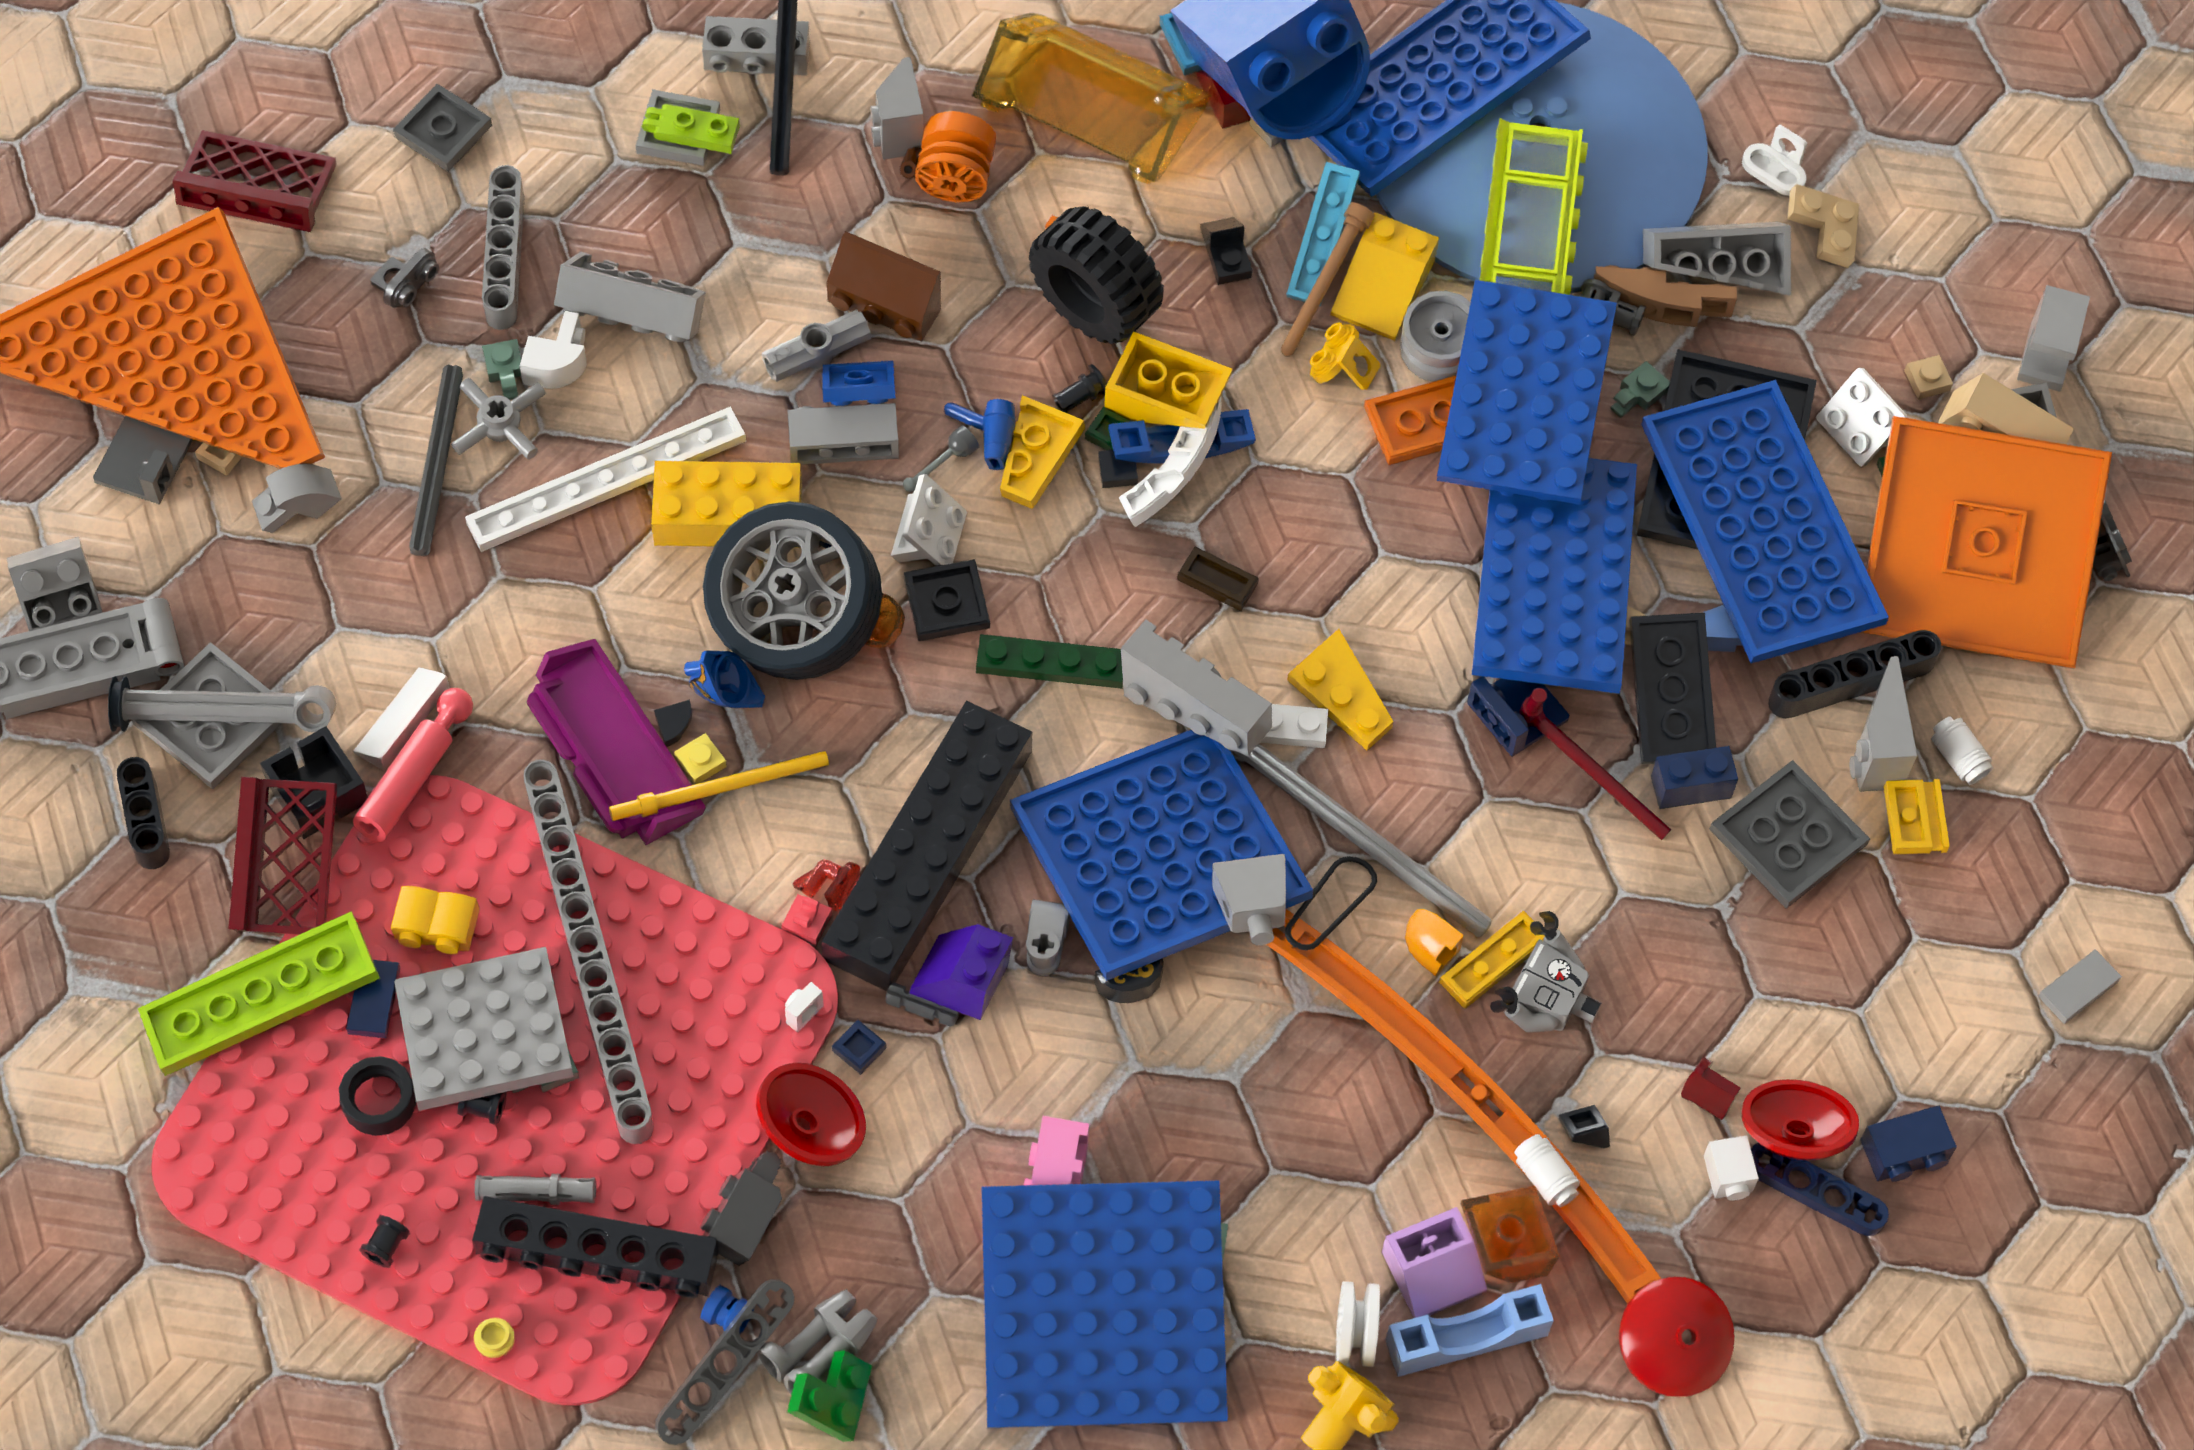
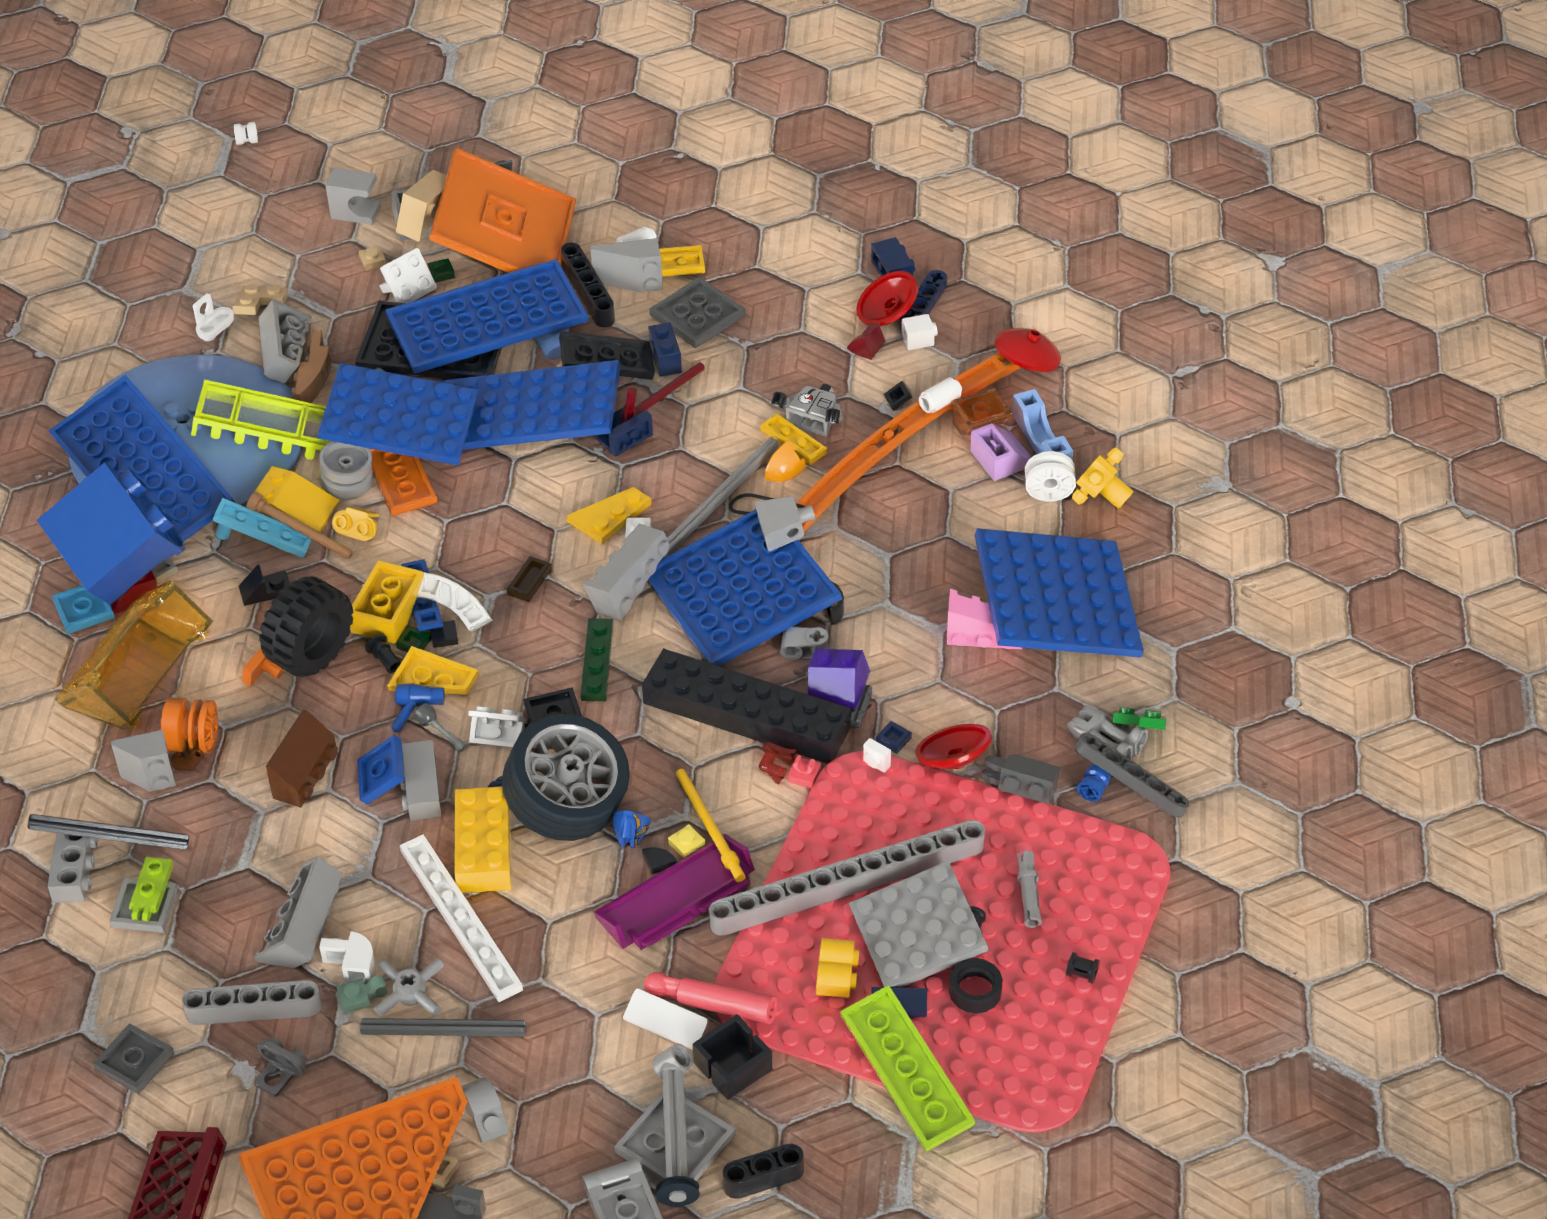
camera: 90 degrees left, 15 degrees down
(250, 853) = (792, 1082): dark red fence -> none
(494, 1337) = (1138, 900): light yellow plate -> none
(502, 1217) = (1066, 850): black brick -> none
(799, 354) = (345, 802): light grey piece -> none
(1626, 315) = (321, 393): dark grey connector -> none
(2079, 986) = (782, 200): light grey tile -> none

